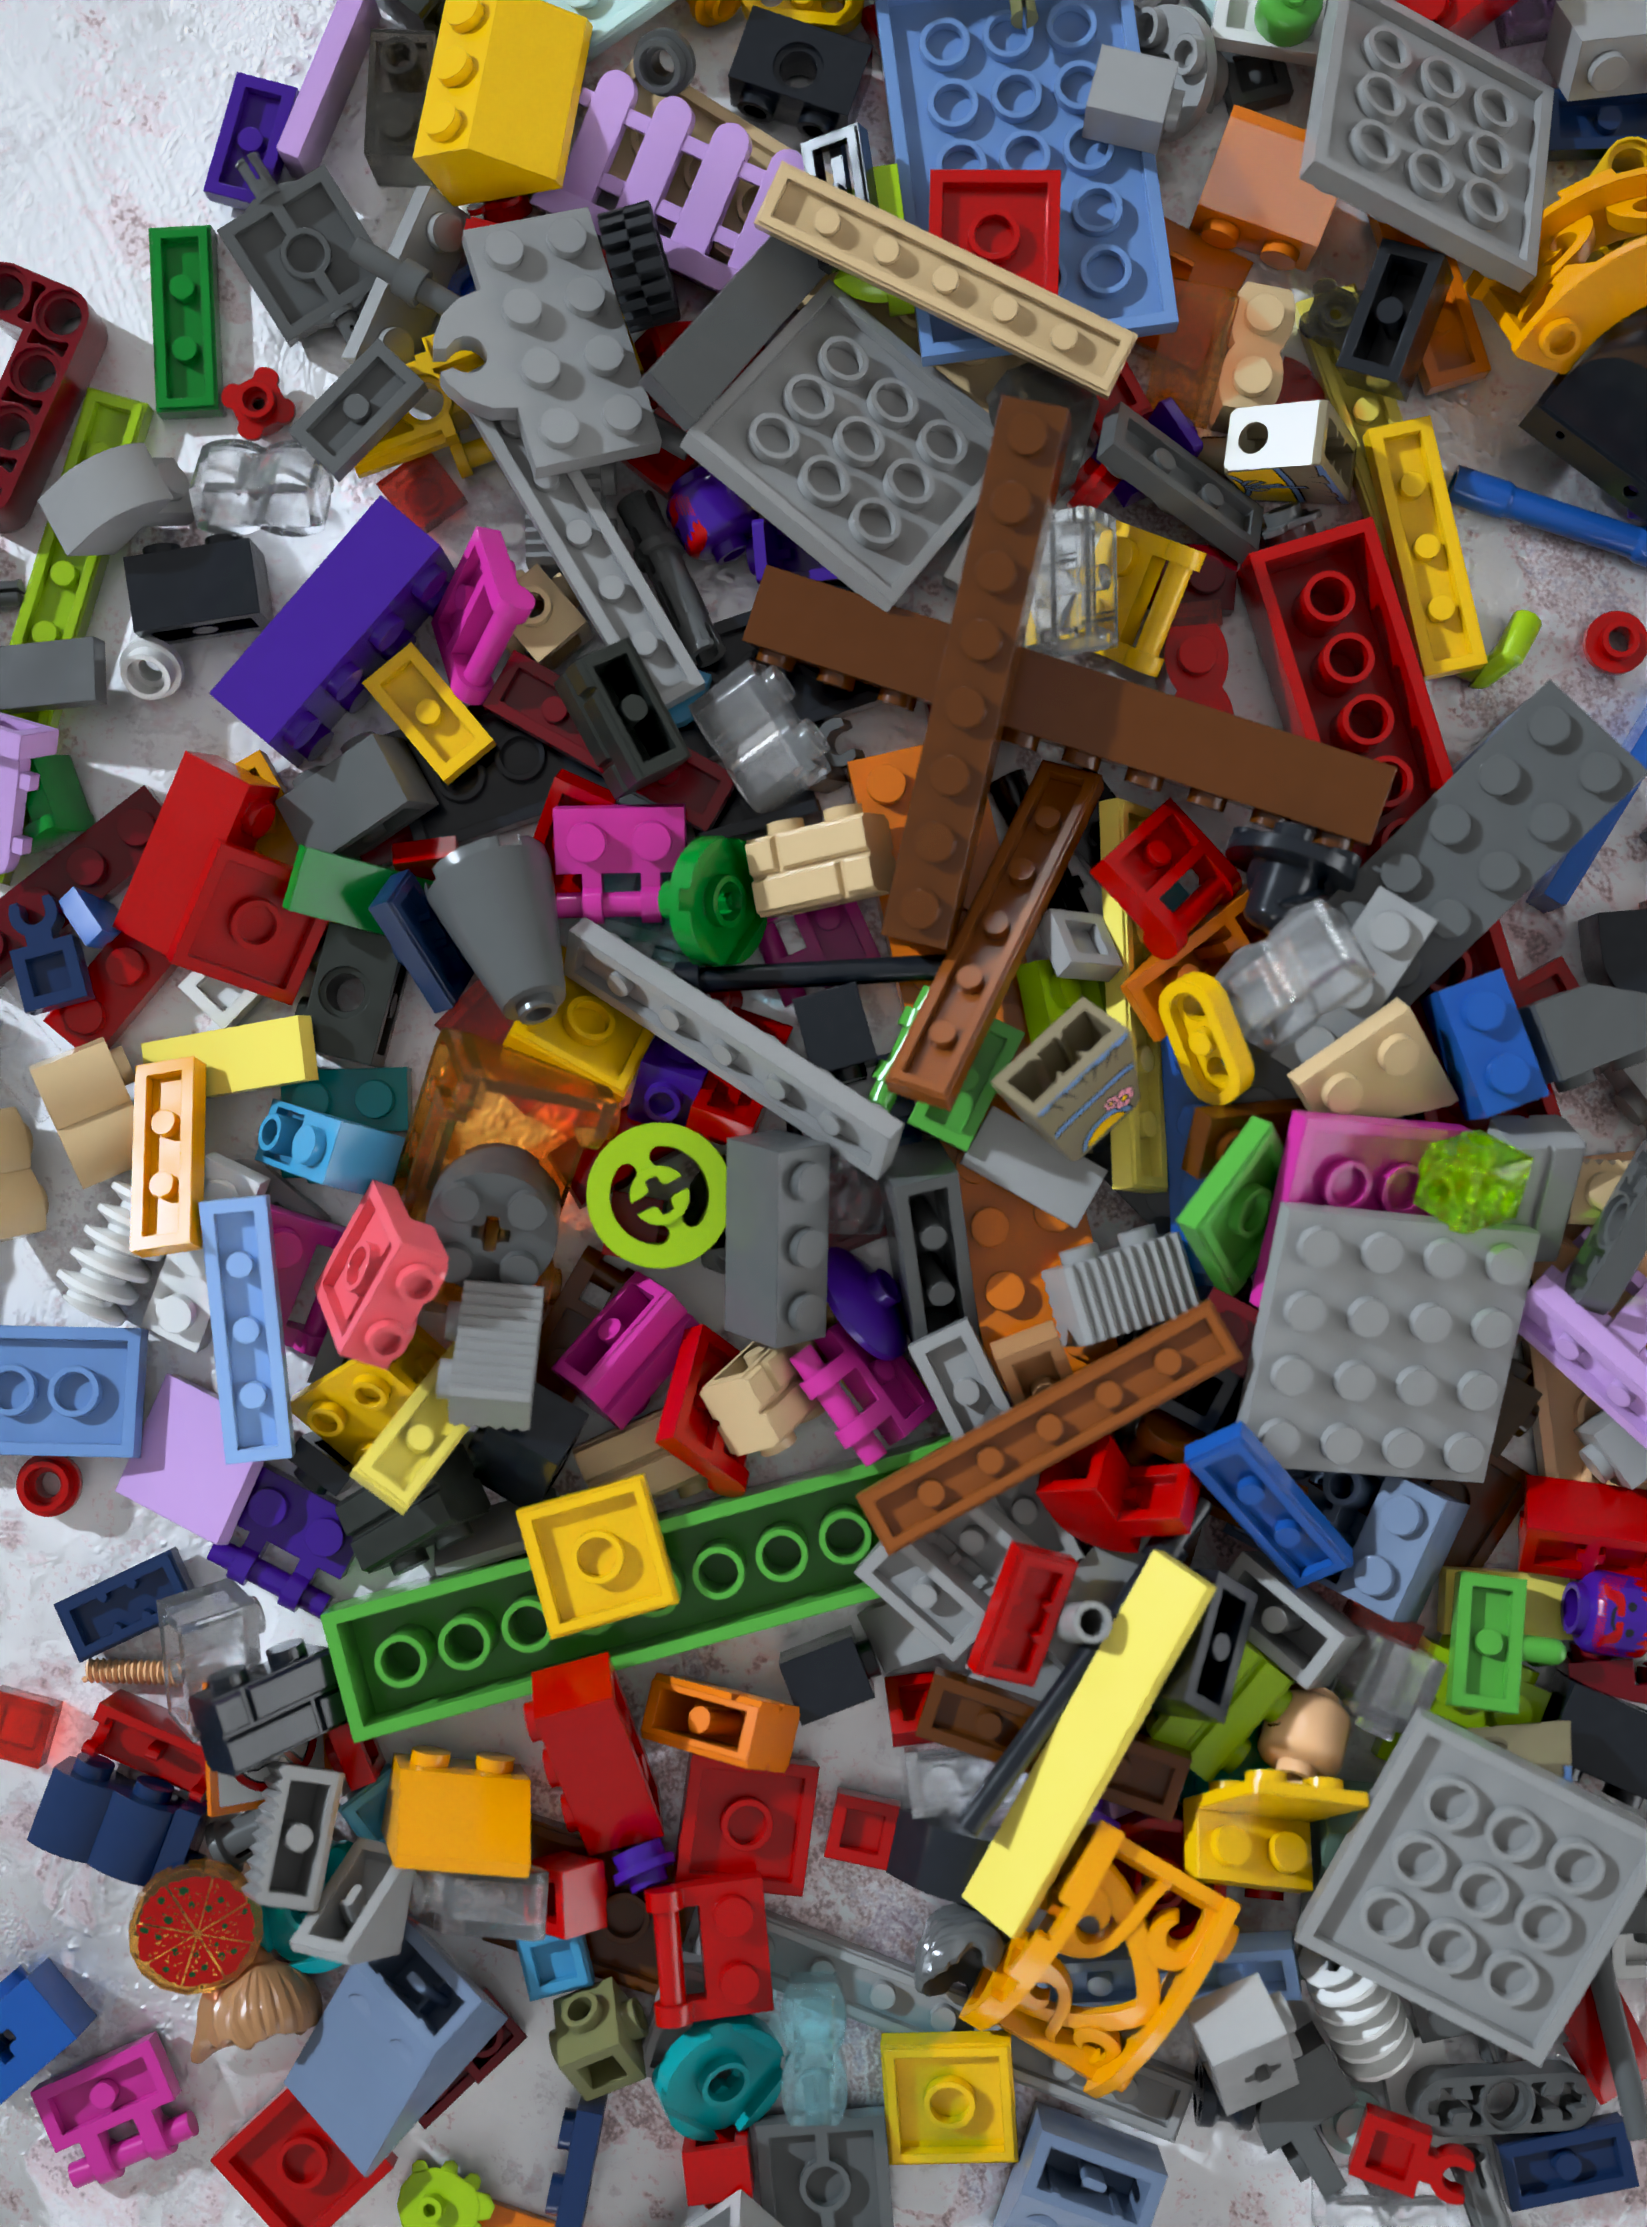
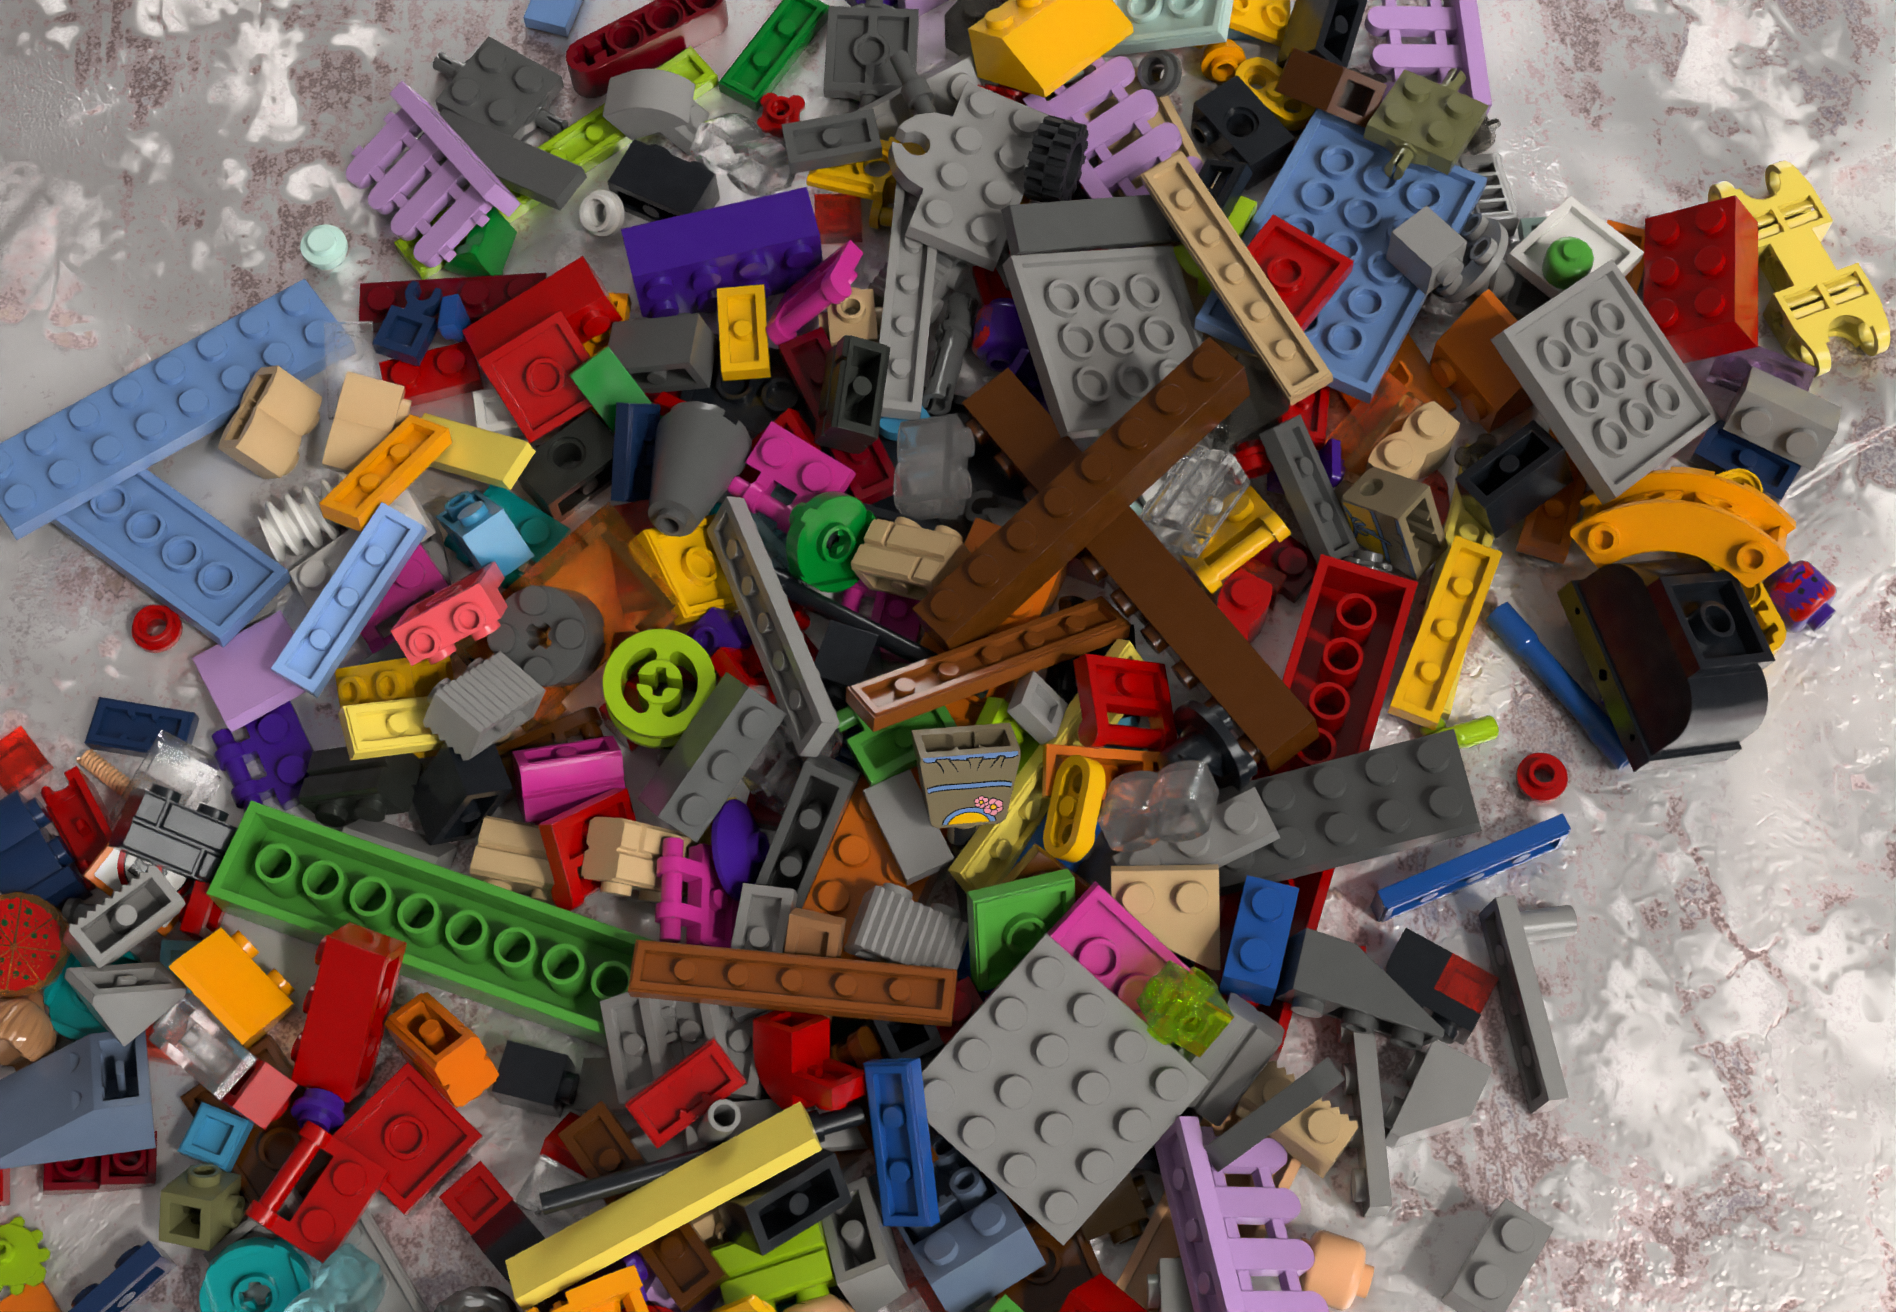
camera: 30 degrees right, 20 degrees down
(321, 1466) = (324, 724): black plate -> none
(597, 1556) = (448, 879): yellow tile -> none

